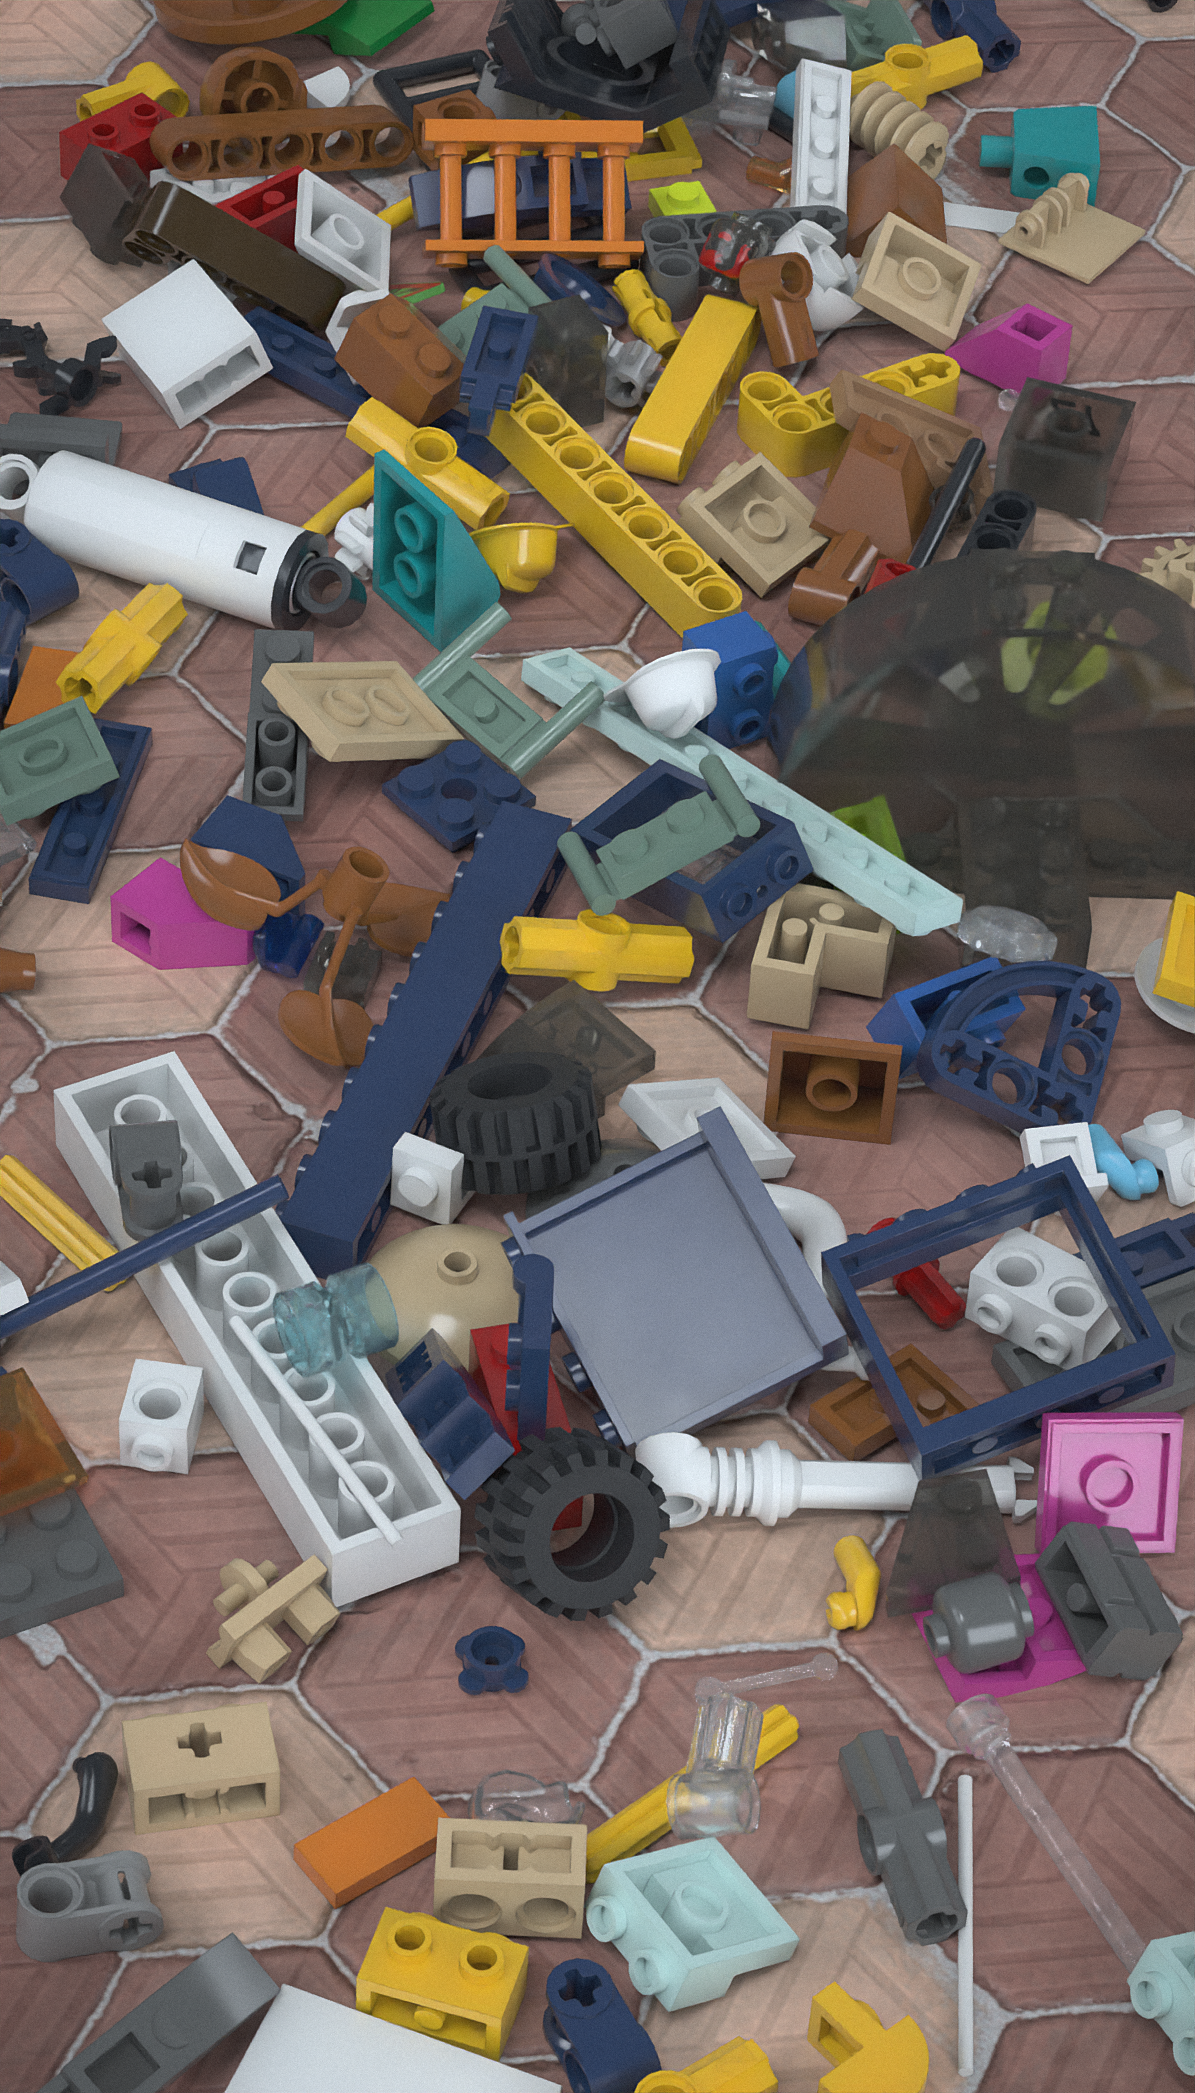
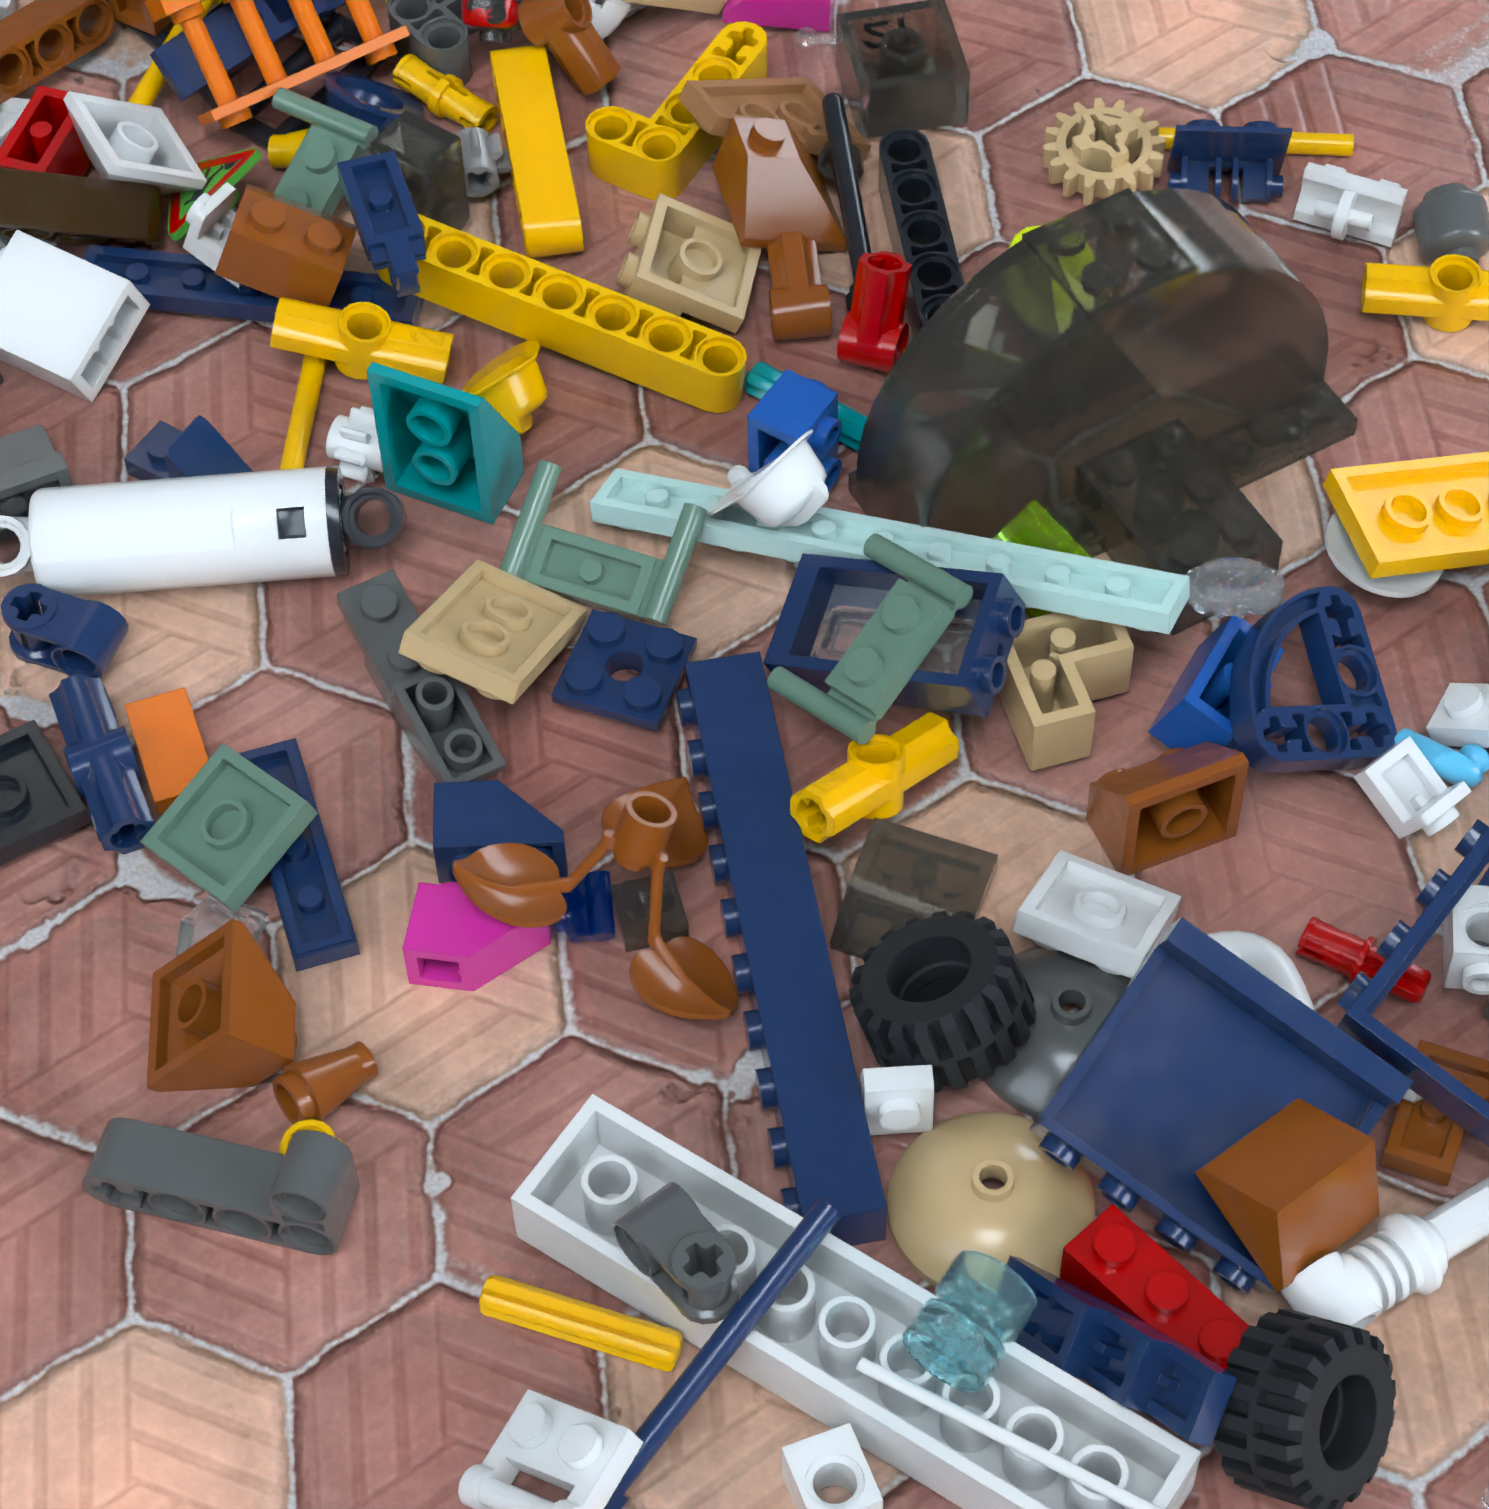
camera: 25 degrees left, 10 degrees up
(123, 646) = (215, 668): yellow piece -> none
(530, 1344) = (1188, 1266): dark blue plate -> none
(692, 1375) = (1295, 1188): none -> dark orange slope

